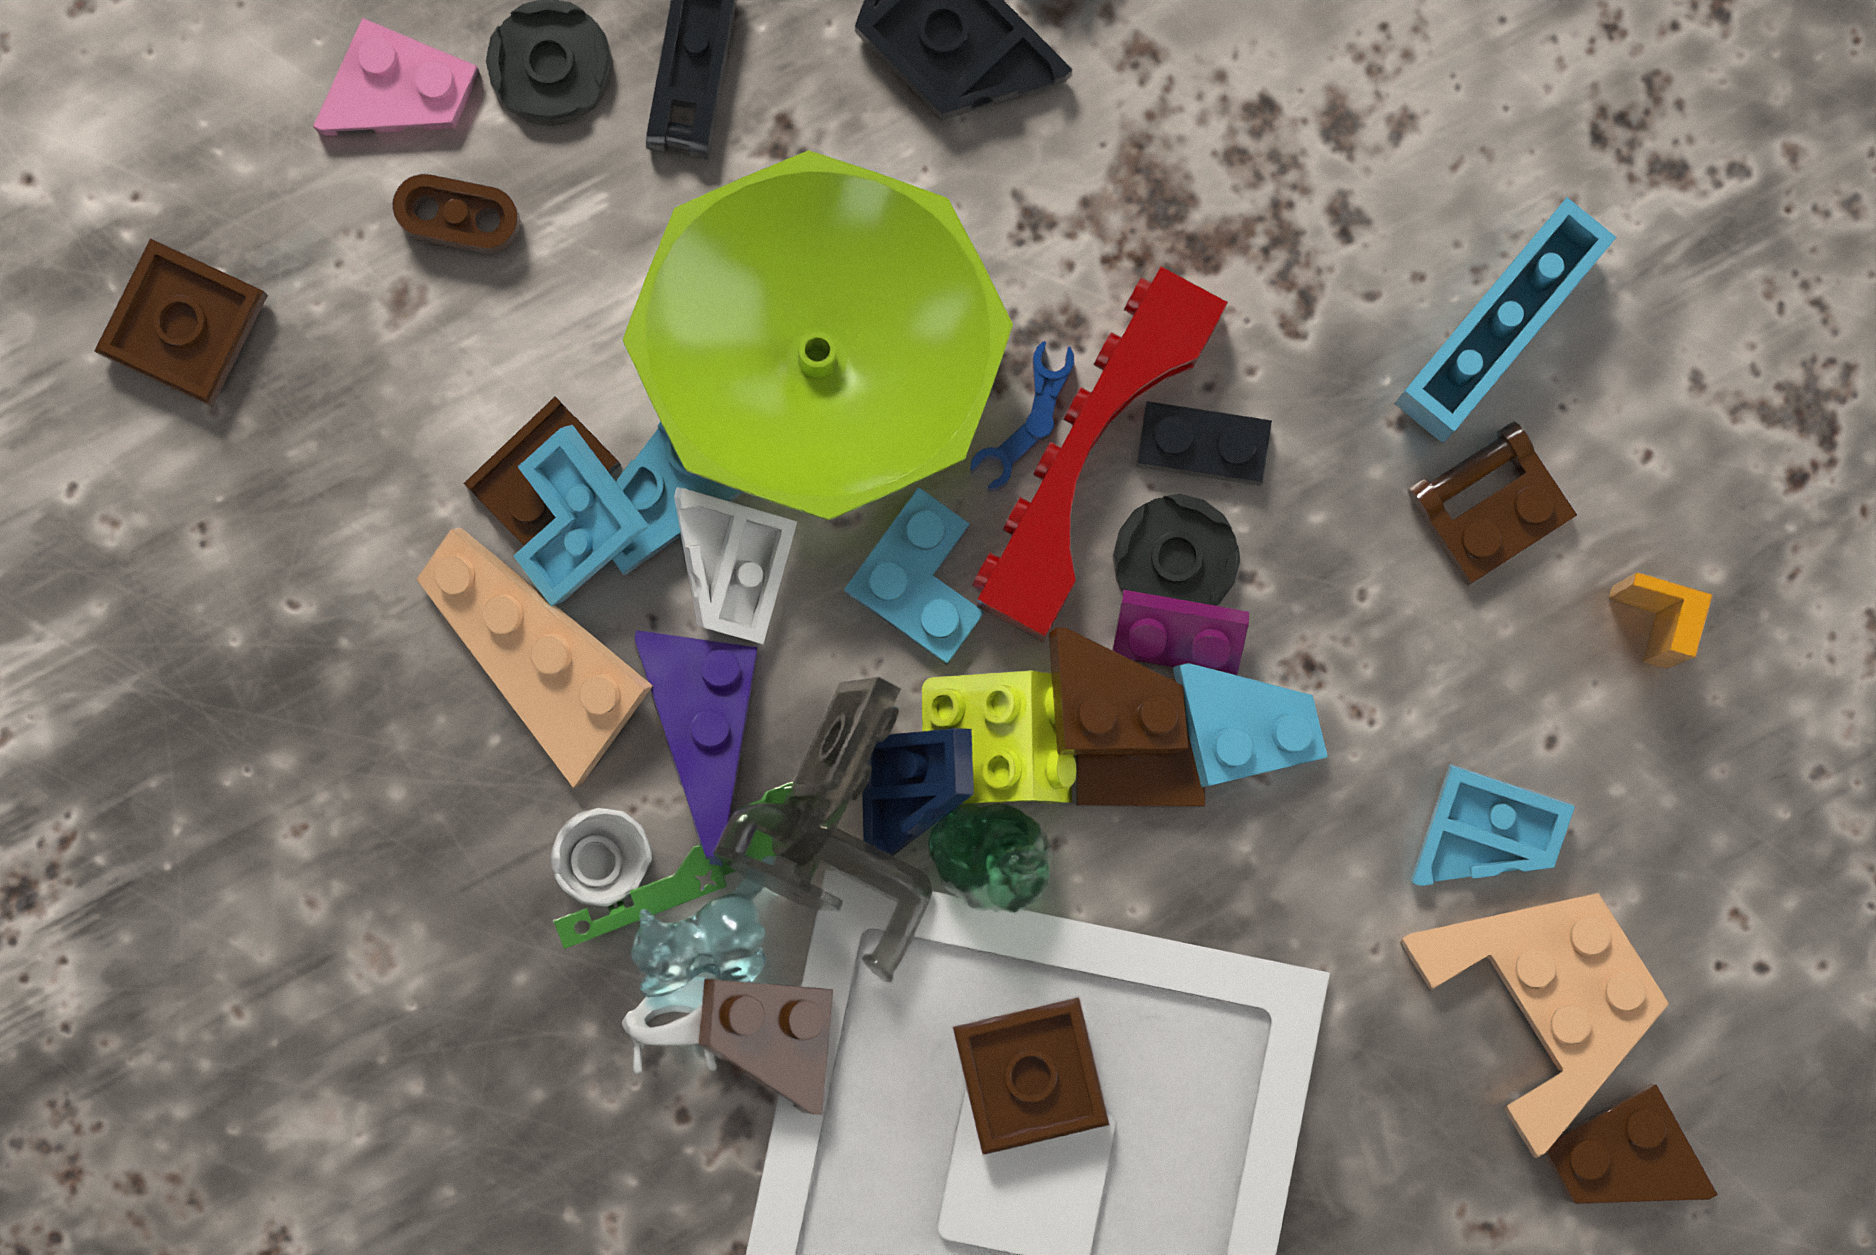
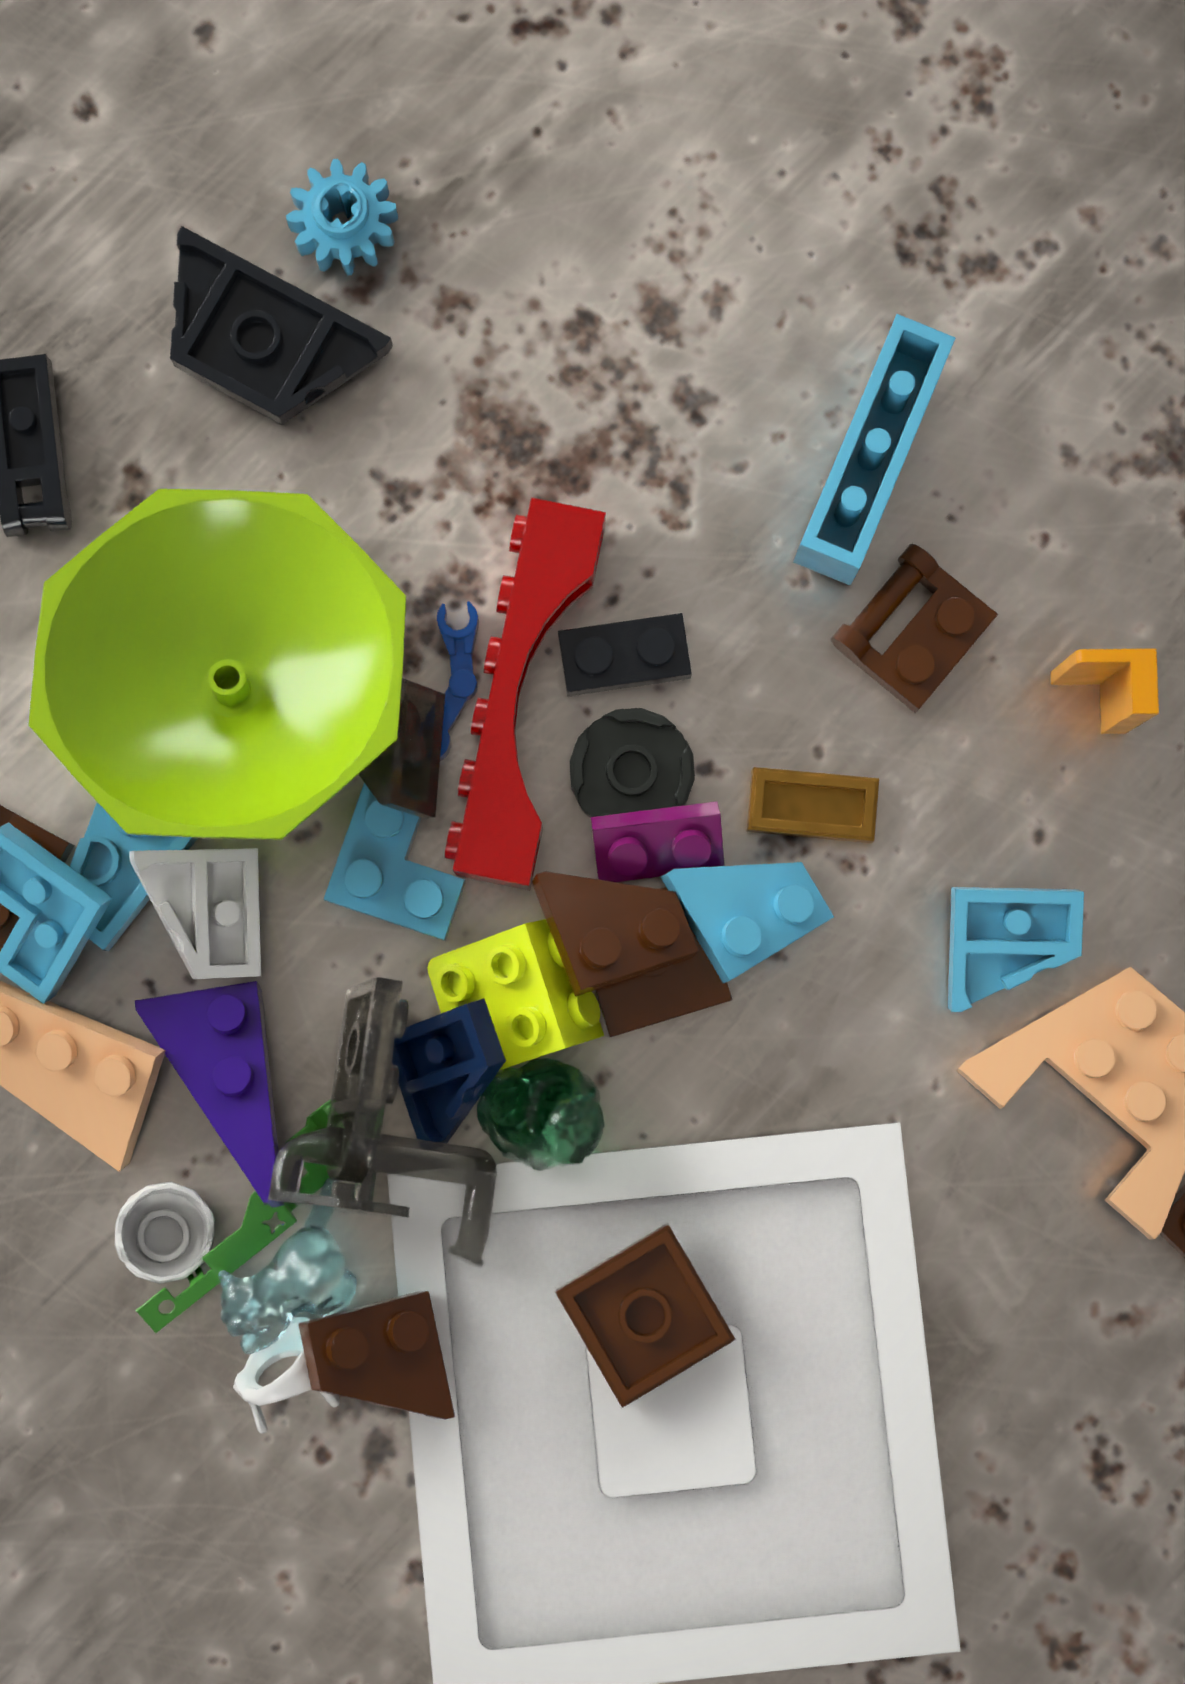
camera: 20 degrees left, 0 degrees up
(964, 492) = (408, 771): none -> clear smoke slope
(1340, 644) = (813, 805): none -> pearl gold tile

